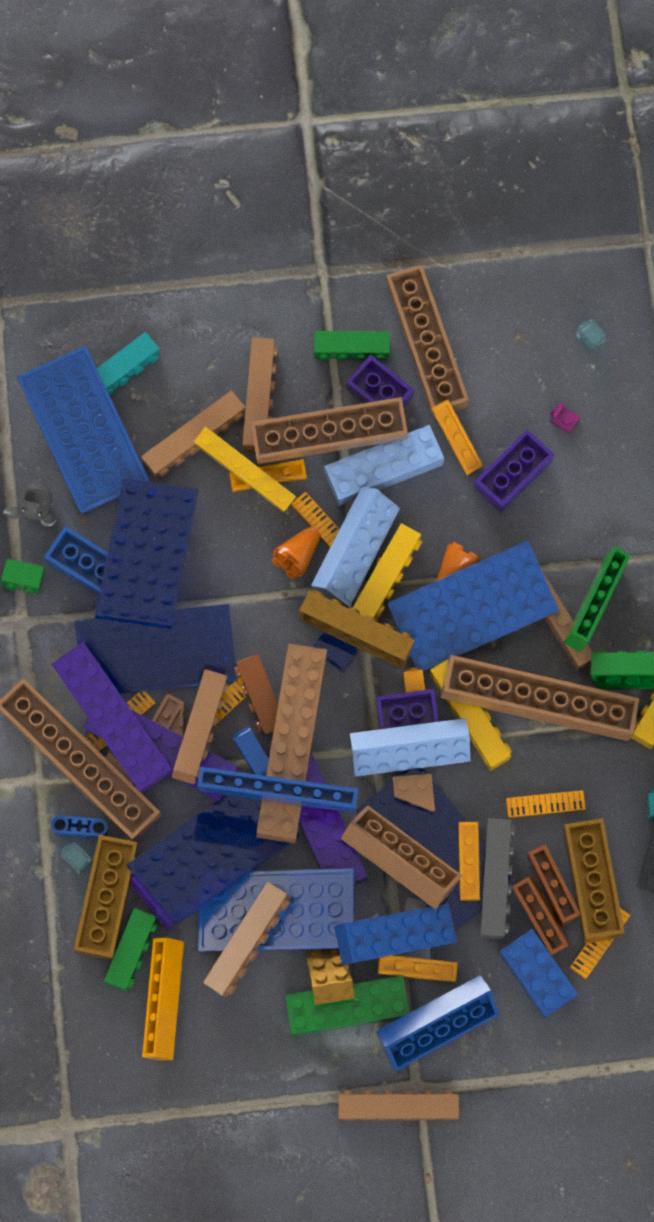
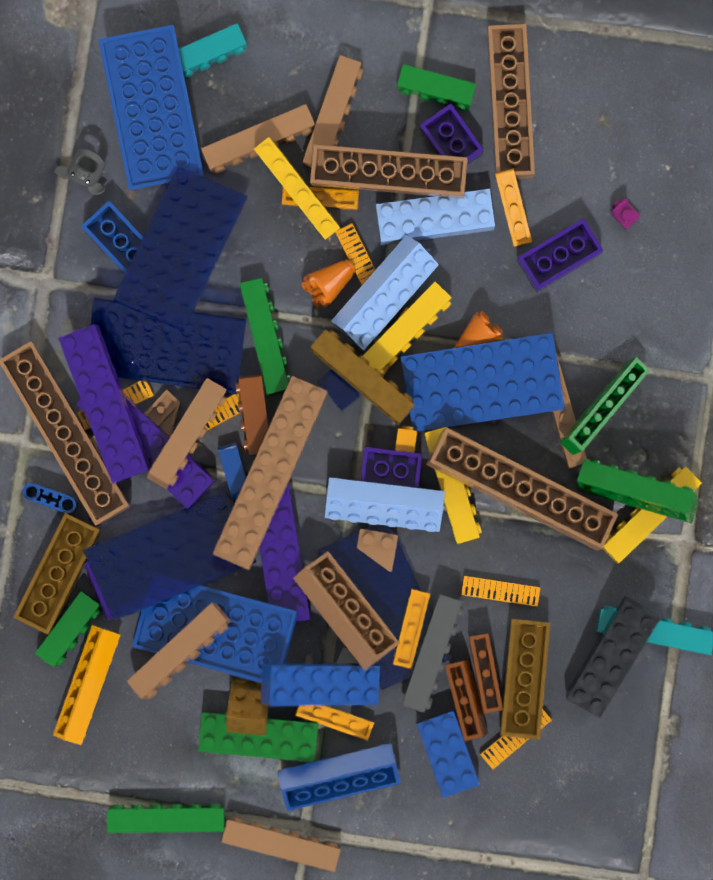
camera: 20 degrees right, 10 degrees up
(23, 576) = (57, 238): green brick -> none
(75, 857) = (38, 526): clear light blue brick -> none
(249, 618) = (264, 336): none -> green brick
(276, 1112) = (165, 819): none -> green brick
(277, 789) = (242, 520): blue brick -> none
(590, 334) = (674, 136): clear light blue brick -> none

